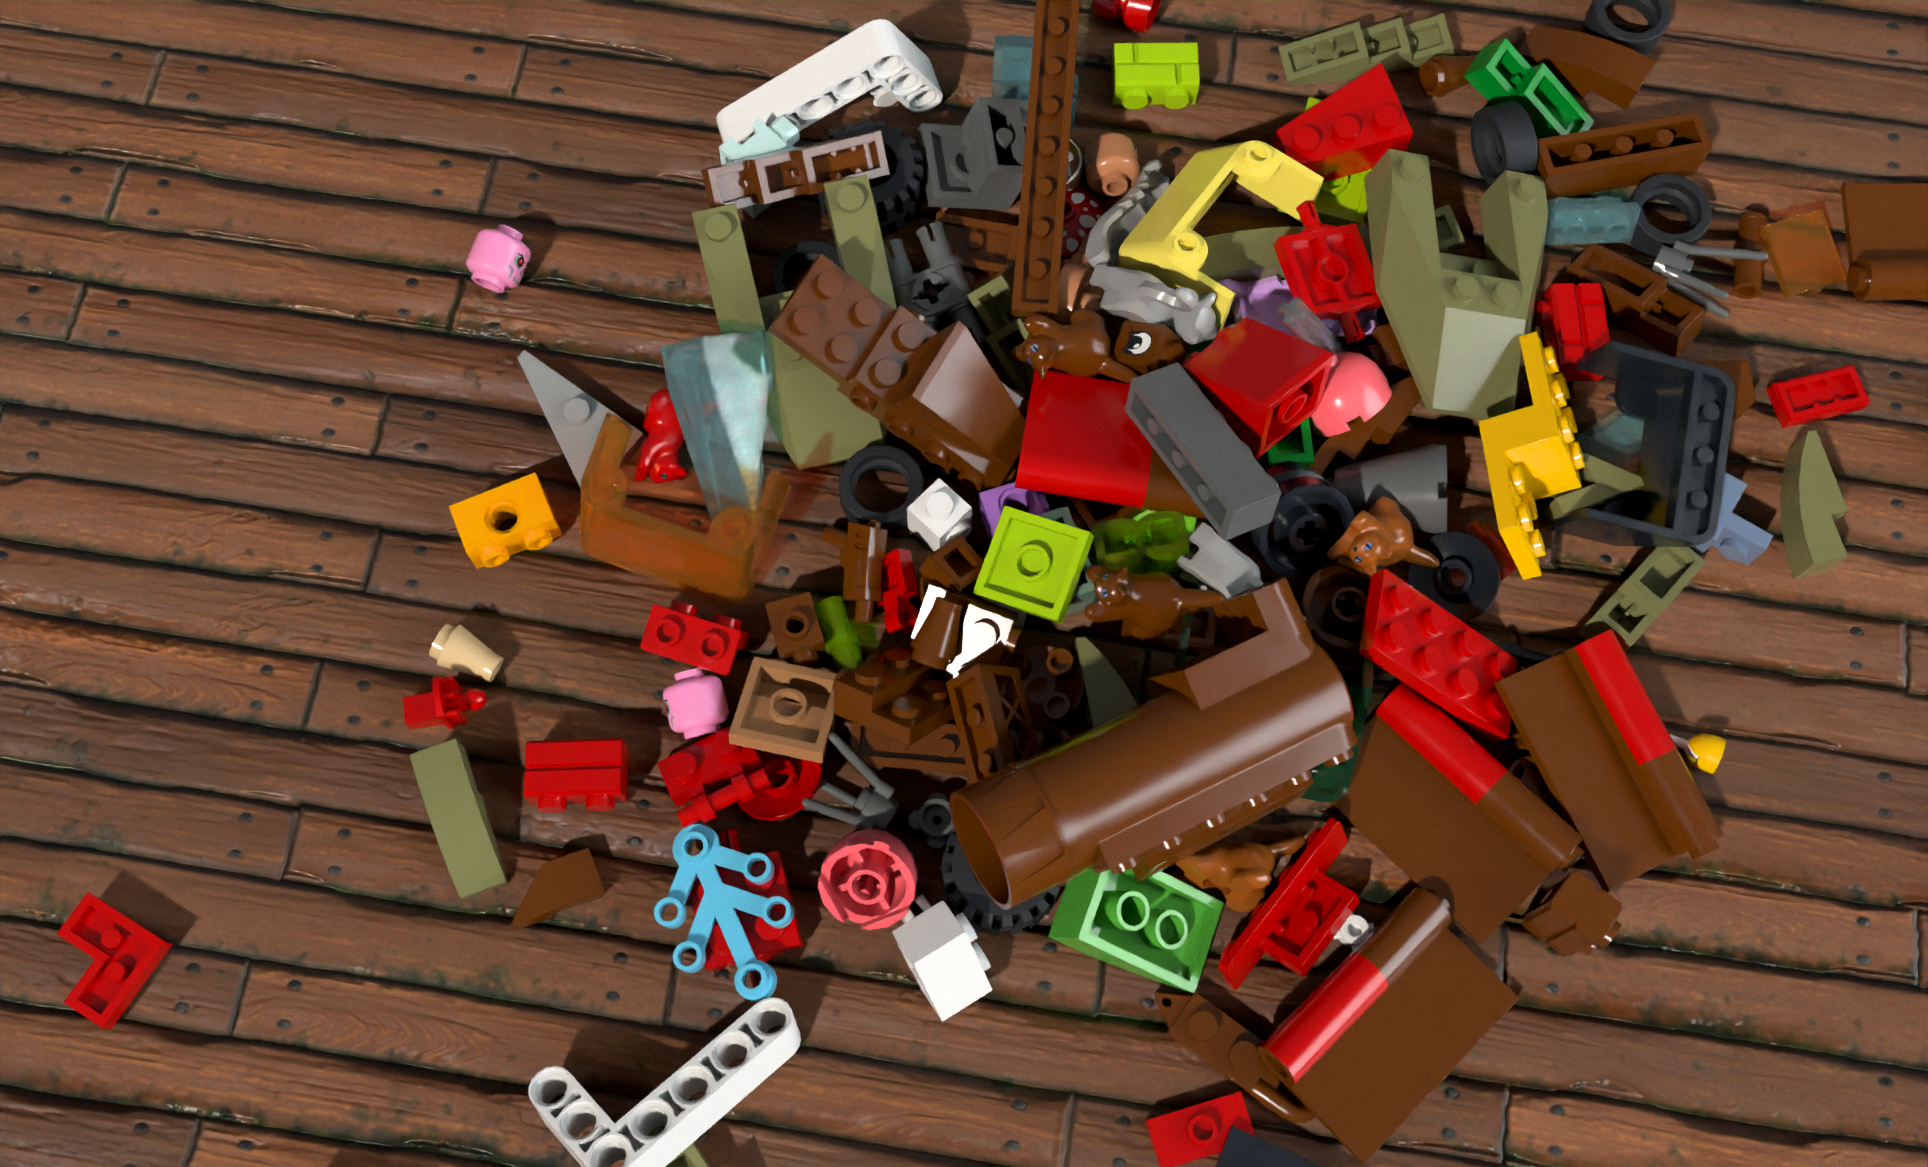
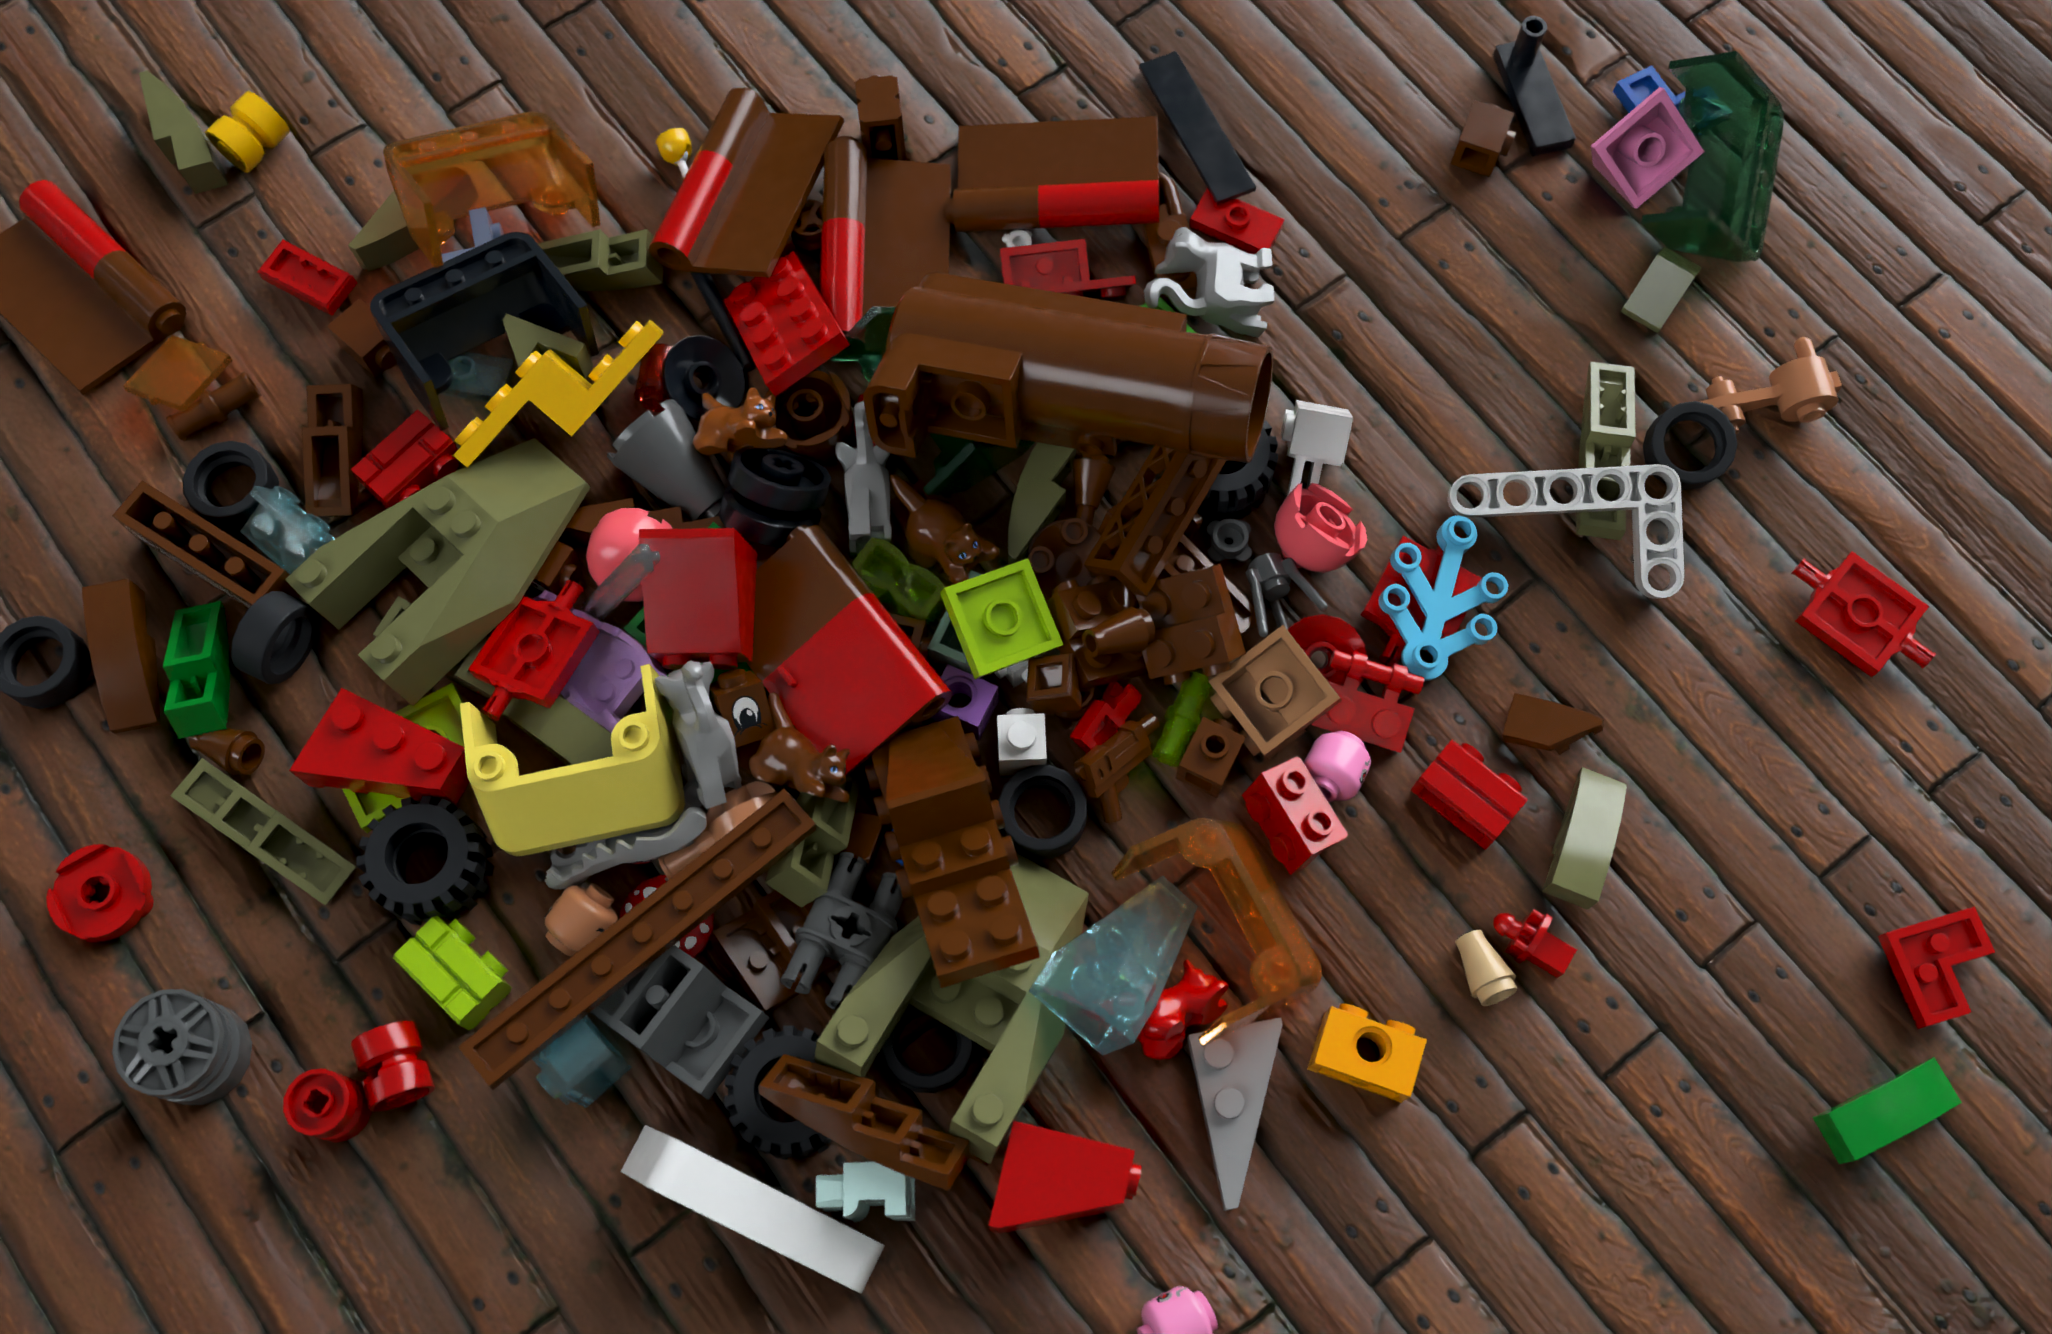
camera: 135 degrees left, 0 degrees up
(81, 803) = (1887, 1111): none -> green slope
(645, 264) = (1059, 1178): none -> red slope
(1151, 1035) = (1220, 282): none -> light grey animal
(1202, 451) = (800, 570): dark grey brick -> none
(1247, 83) = (400, 835): none -> black tyre
(1676, 267) = (281, 435): dark grey plant -> none
(1810, 563) = (488, 167): none -> clear orange windscreen

